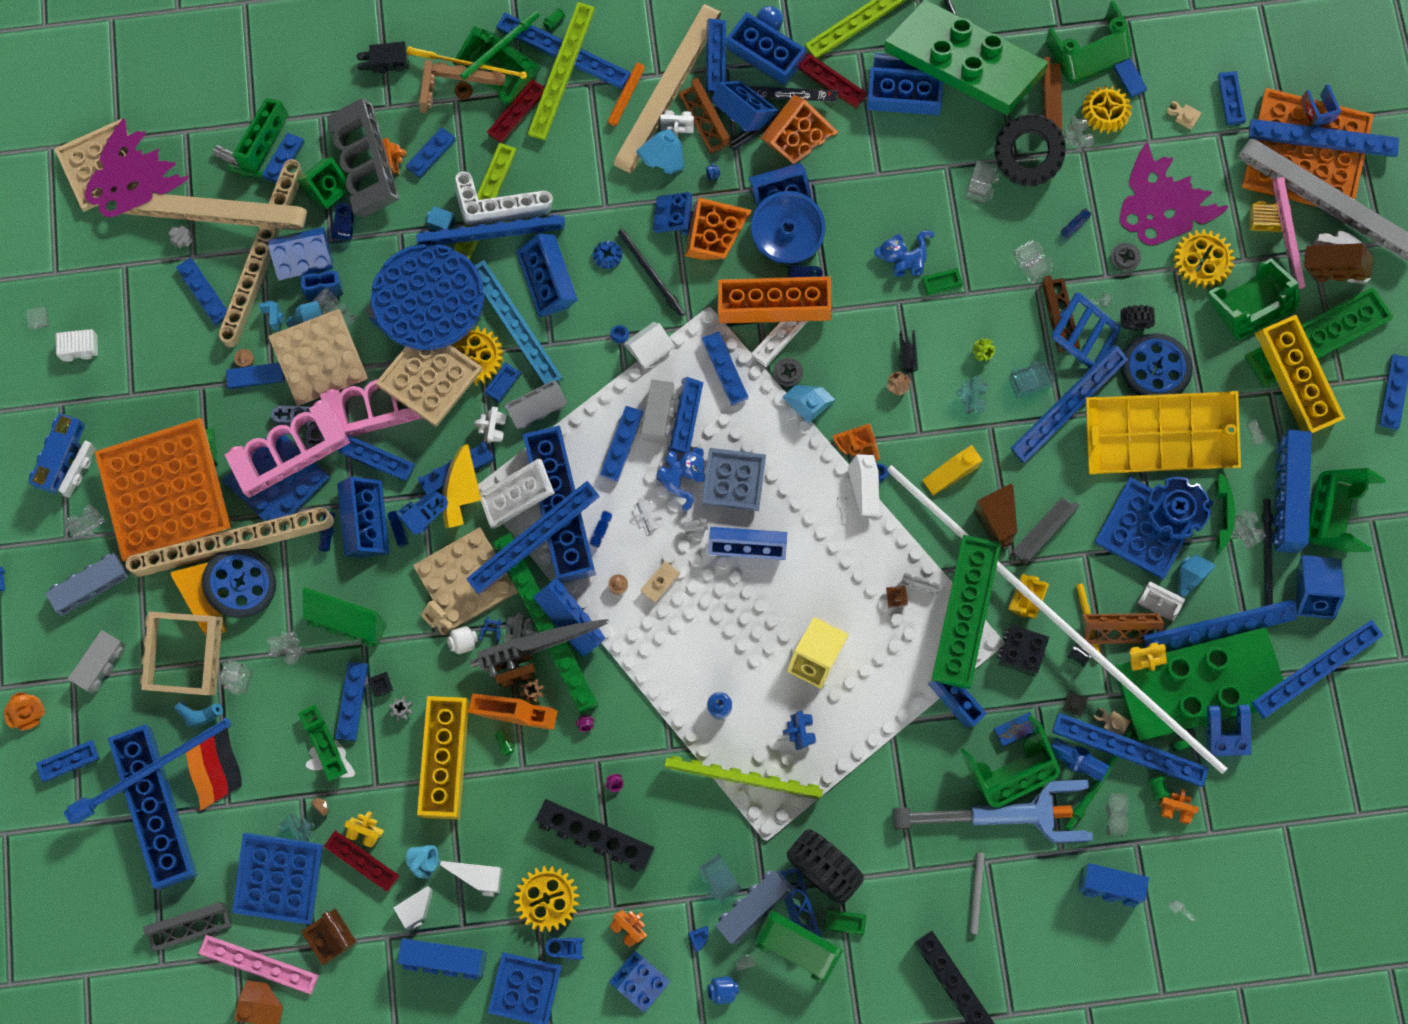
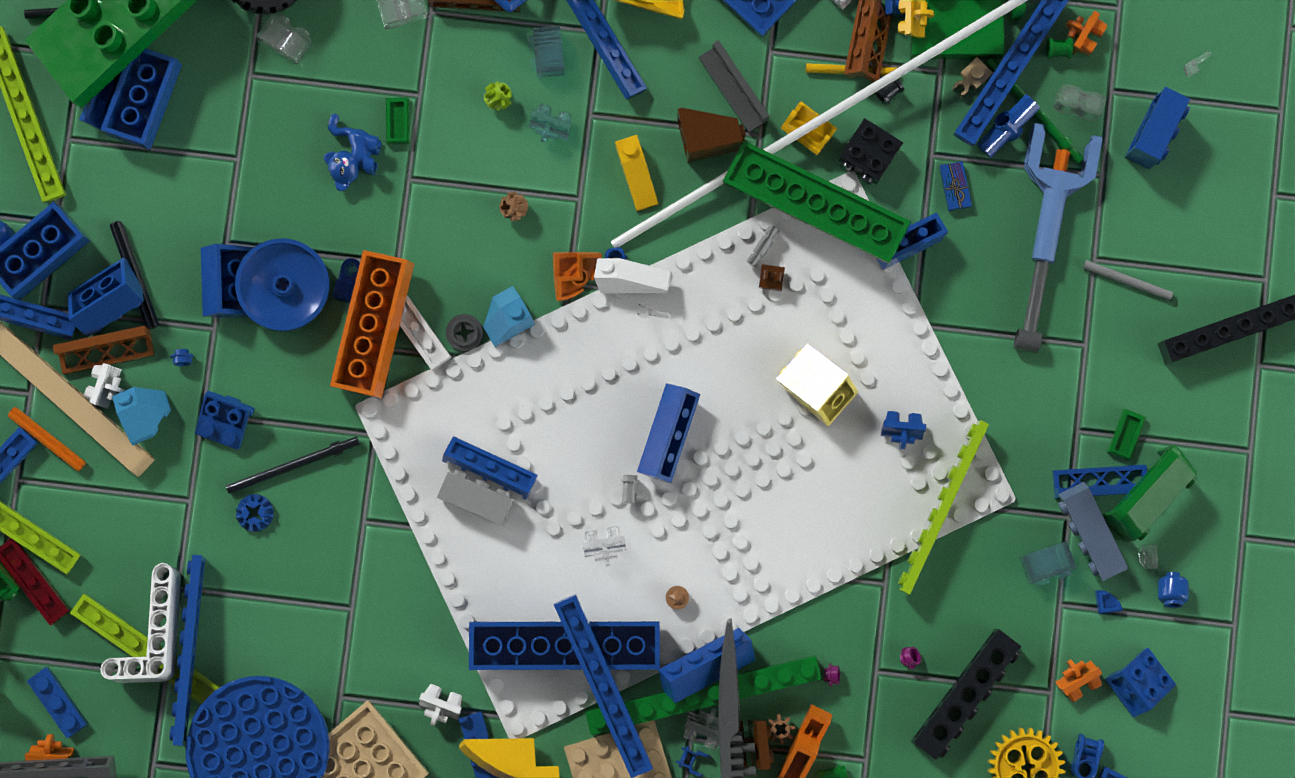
camera: 80 degrees left, 10 degrees up
(440, 219) = (154, 710): dark azure brick -> none
(493, 349) = (328, 687): yellow gear -> none
(502, 383) = (387, 679): blue tile -> none
(516, 493) = (539, 694): white tile -> none
(517, 326) = (319, 645): dark azure plate -> none
(536, 404) = (428, 644): light grey brick -> none
(546, 275) = (262, 593): blue slope -> none
(600, 529) = (604, 602): clear blue axle -> none
(619, 334) = (362, 522): blue plate -> none
(622, 443) = (504, 552): blue plate -> none
(649, 344) = (386, 489): white slope -> none
(660, 582) = (686, 547): tan plate -> none
(690, 466) = (555, 477): blue animal -> none
(714, 229) = (260, 375): orange wedge -> none
(714, 703) = (851, 506): blue head -> none
(725, 368) = (441, 406): blue plate -> none
(734, 479) = (584, 429): sand blue plate -> none
(787, 93) = (106, 230): black sticker -> none
(797, 130) = (156, 241): orange wedge -> none
(825, 866) = (1071, 440): black tyre -> none
(832, 80) = (100, 181): dark red plate -> none
(908, 354) = (478, 184): black piece -> none
(1019, 776) = (1010, 195): green windscreen -> none
(1074, 704) = (942, 112): clear smoke plate -> none

